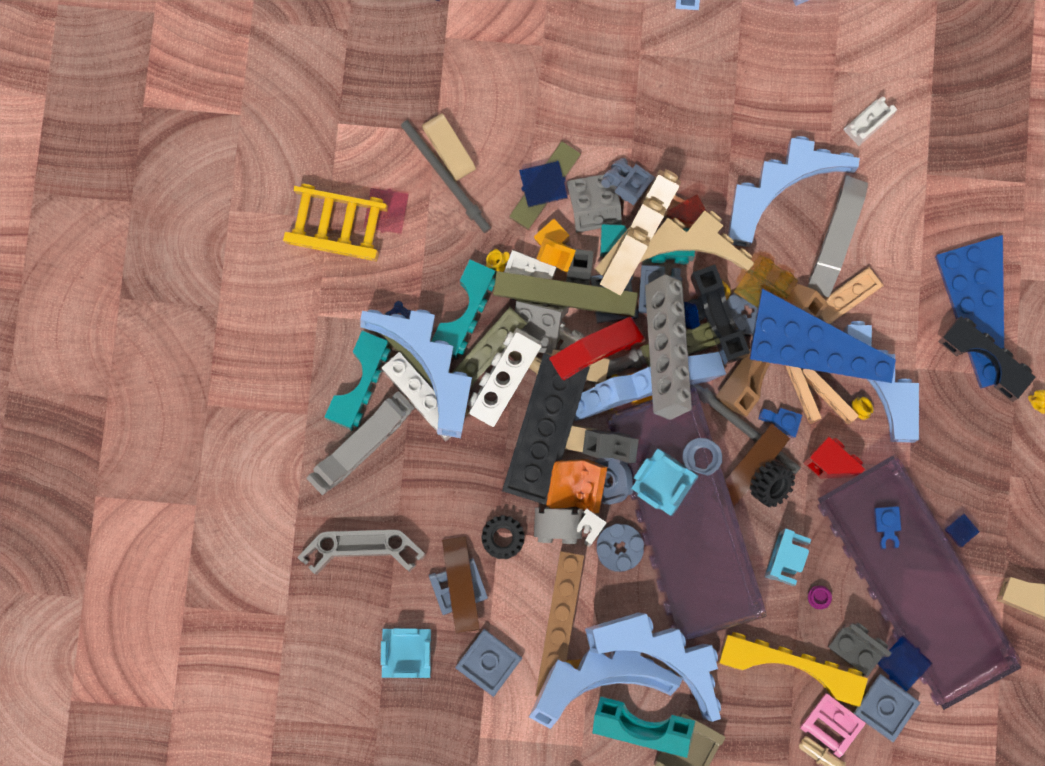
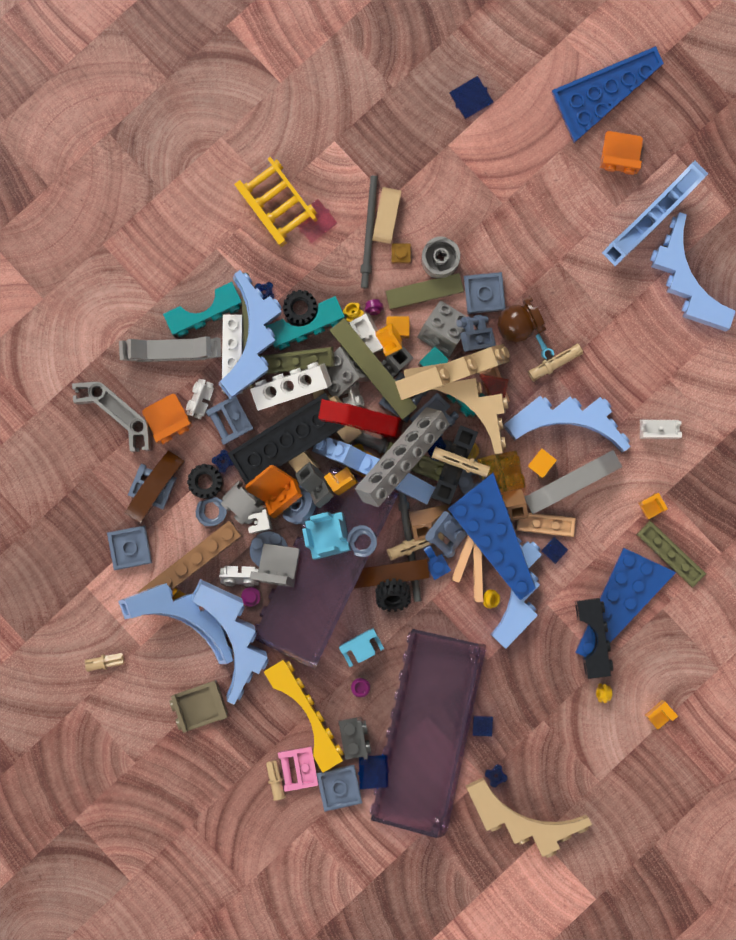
camera: 45 degrees right, 5 degrees up
(406, 653) = (86, 498): medium azure panel -> none
(415, 511) = (167, 419): none -> orange bracket
(430, 475) = (201, 391): none -> white hinge
(445, 286) = (300, 296): none -> black tyre
(475, 452) = (235, 416): none -> sand blue plate
(492, 170) = (400, 253): none -> pearl gold plate
(497, 508) = (222, 466): none -> clear blue plate
(512, 240) = (373, 307): none -> magenta plate
(527, 130) = (448, 250): none -> light grey brick
(543, 184) = (423, 289): clear blue piece -> none
(547, 556) = (200, 514): none -> sand blue piece
(601, 139) = (484, 293): none -> sand blue plate
(607, 604) = (229, 576): none -> white hinge
(631, 420) = (341, 481): none -> light orange panel
(643, 552) = (277, 565): none -> light grey bracket
(643, 604) = (250, 596): none -> magenta plate
(658, 135) = (518, 322): none -> reddish brown tile
(668, 736) = (171, 650): teal arch -> none
(700, 141) = (543, 346): none -> medium azure hand
(719, 151) = (549, 365): none -> tan pin
(745, 427) = (408, 547): none -> tan pin
(749, 296) = (440, 454): none -> tan pin
(770, 377) = (450, 529): none -> sand blue plate
(794, 243) = (542, 463): none -> light orange panel
(832, 461) = (440, 613): red slope -> none
(877, 313) = (554, 550): none -> clear blue plate
(887, 521) = (442, 680): blue plate -> none
(927, 193) = (653, 505): none -> light orange panel
(982, 223) = (671, 554): none -> olive tile
(1022, 563) = (501, 776): none -> clear blue plate

